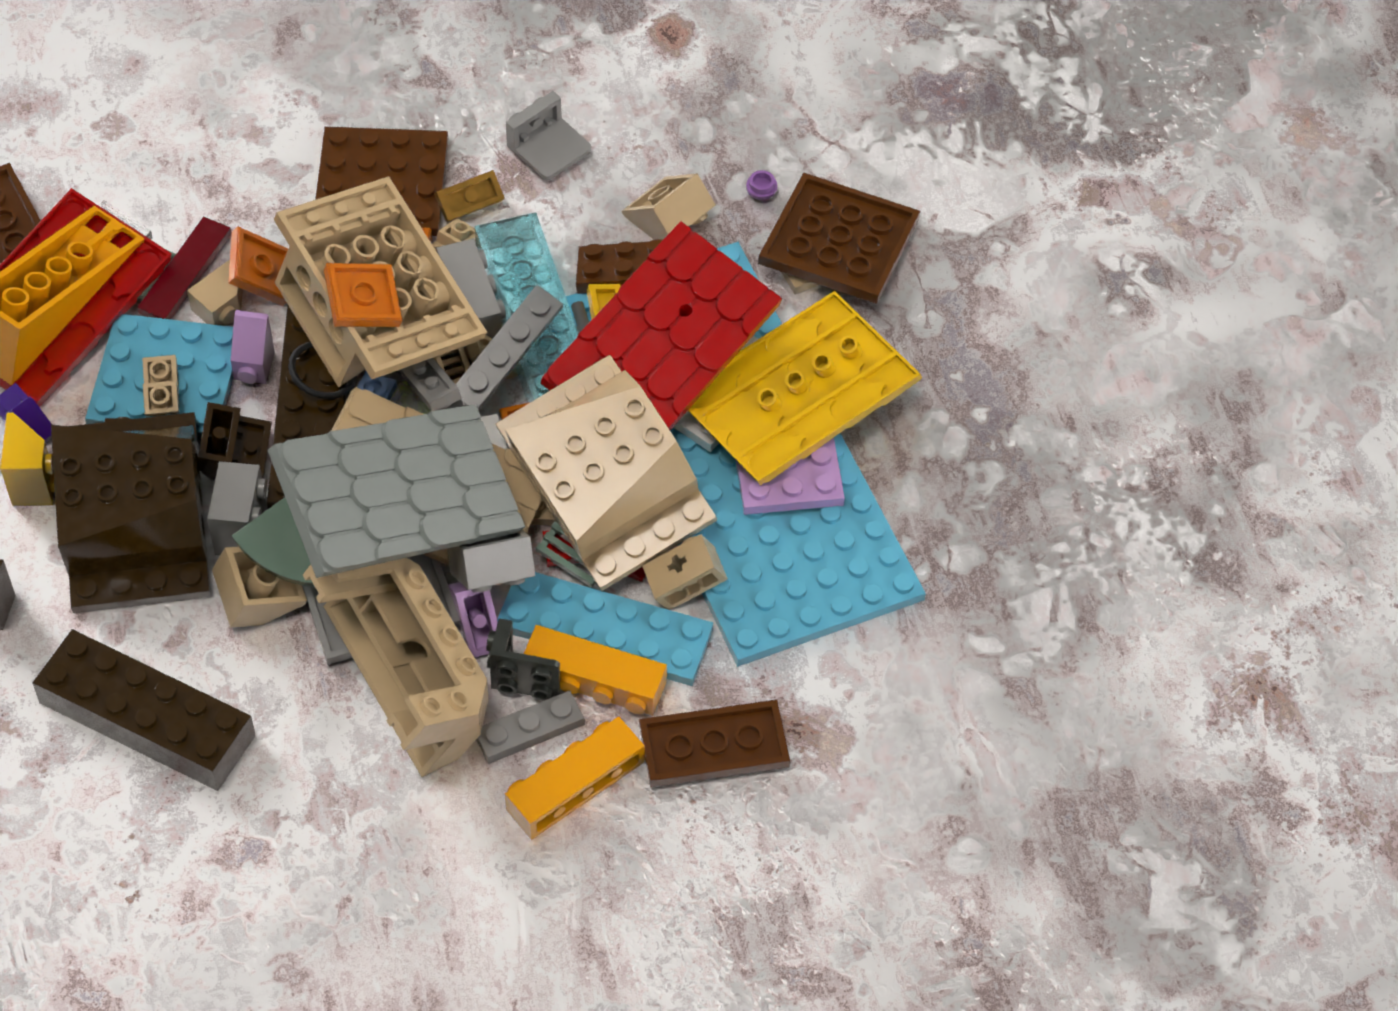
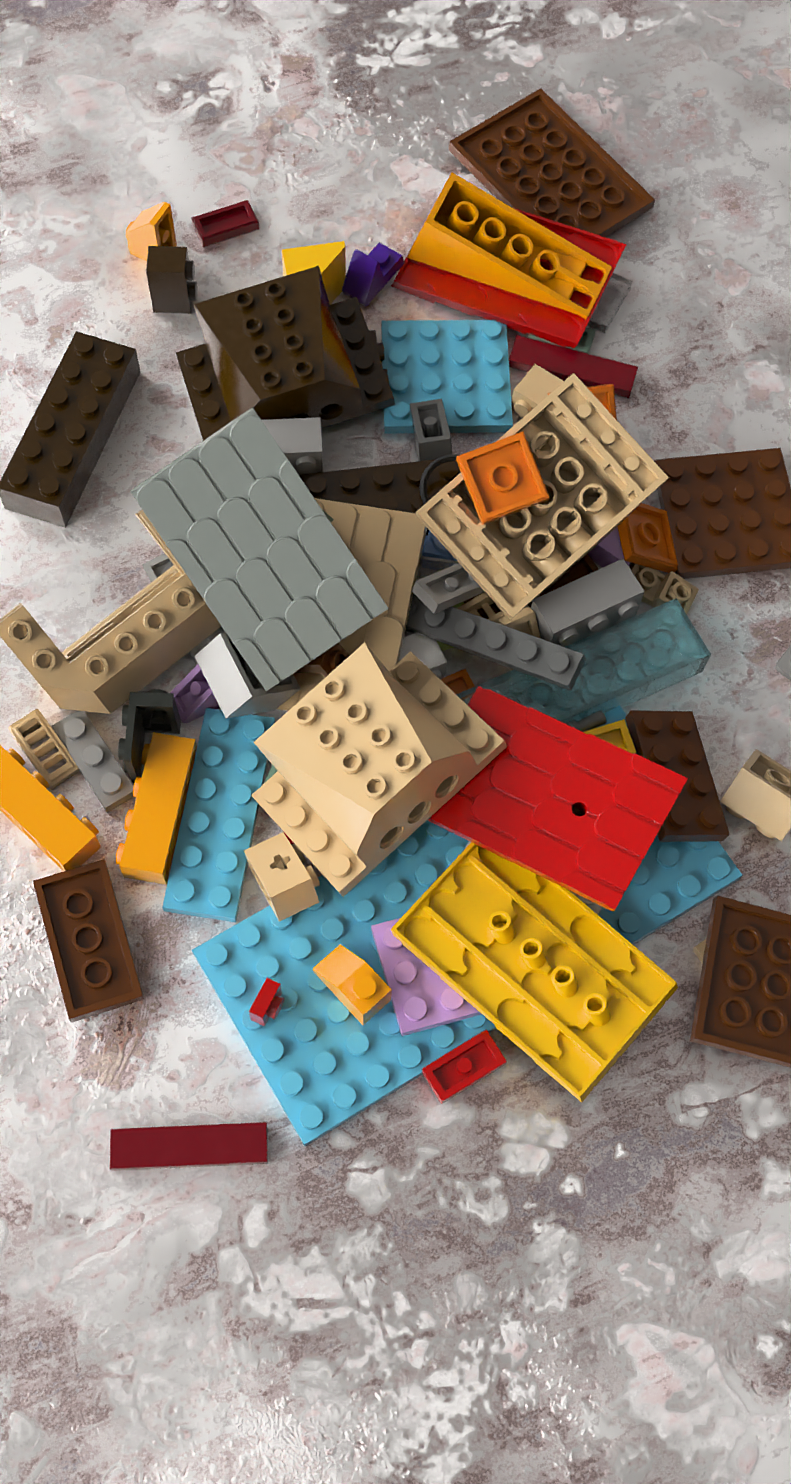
camera: 80 degrees right, 10 degrees up
(160, 385) = (419, 369): tan slope -> none
(231, 439) = (369, 435): dark brown brick -> none
(247, 388) = (430, 430): none -> dark grey slope
(251, 347) = (479, 426): lavender slope -> none
(469, 196) = (727, 594): pearl gold plate -> none
(494, 761) = (31, 730): none -> tan slope
(795, 525) = (353, 983): none -> light orange slope
(803, 593) = (267, 1003): none -> red plate
(875, 467) = (463, 1066): none -> red plate
(914, 684) = (188, 1146): none -> dark red tile

